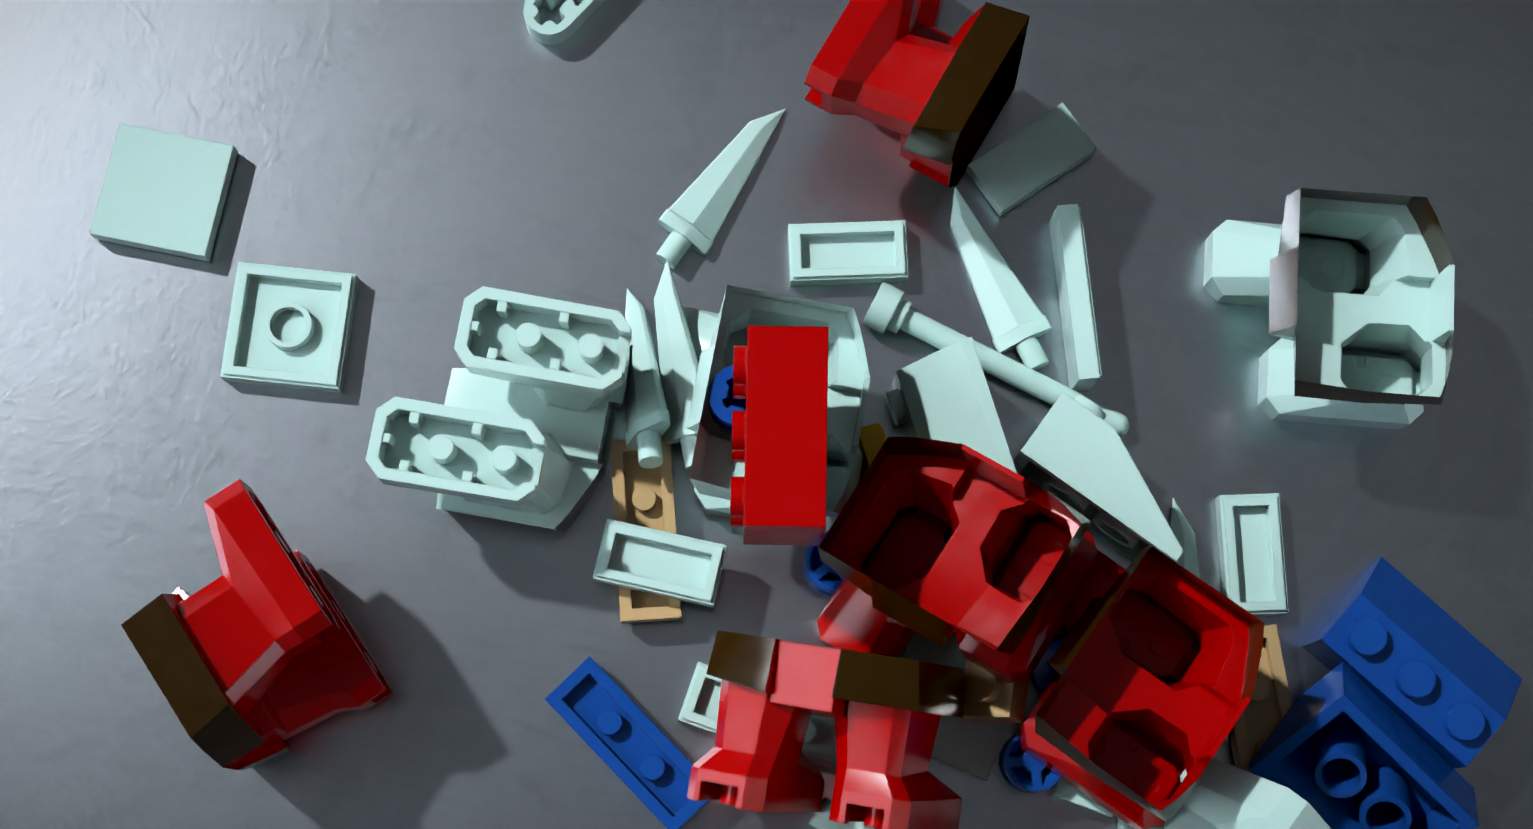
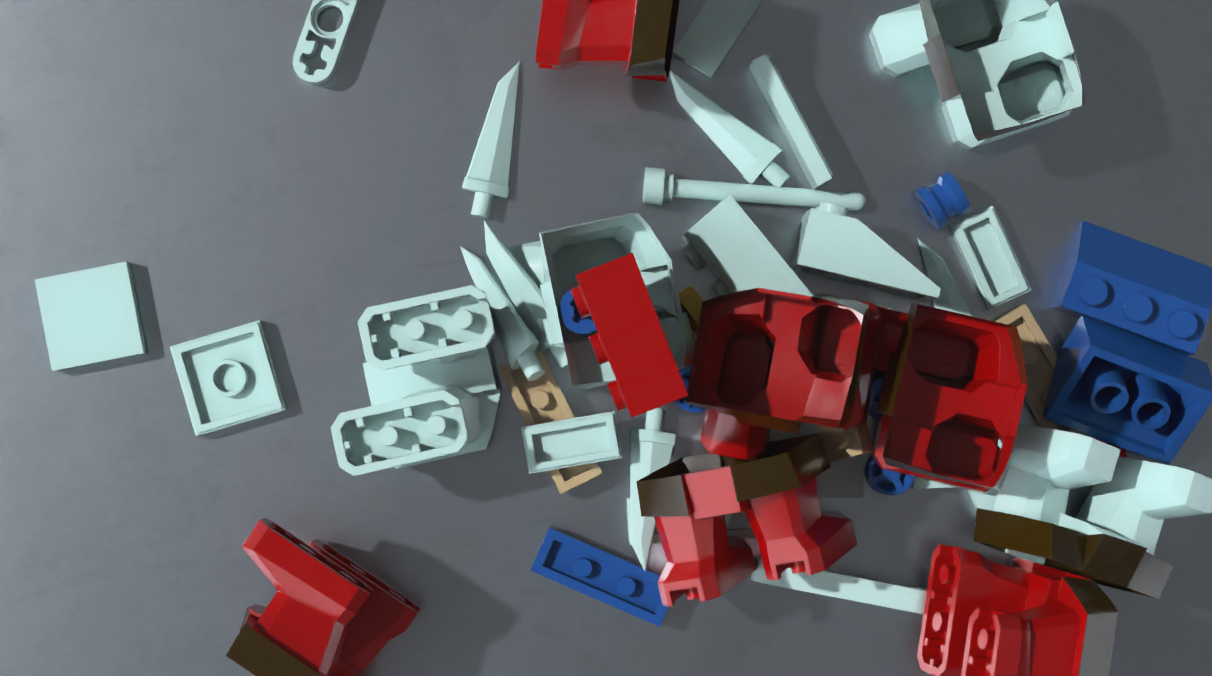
camera: 20 degrees left, 10 degrees up
(748, 612) = (648, 452): none -> light aqua bar
(847, 253) = (610, 154): light aqua tile -> none
(1221, 462) = (942, 200): none -> blue wheel

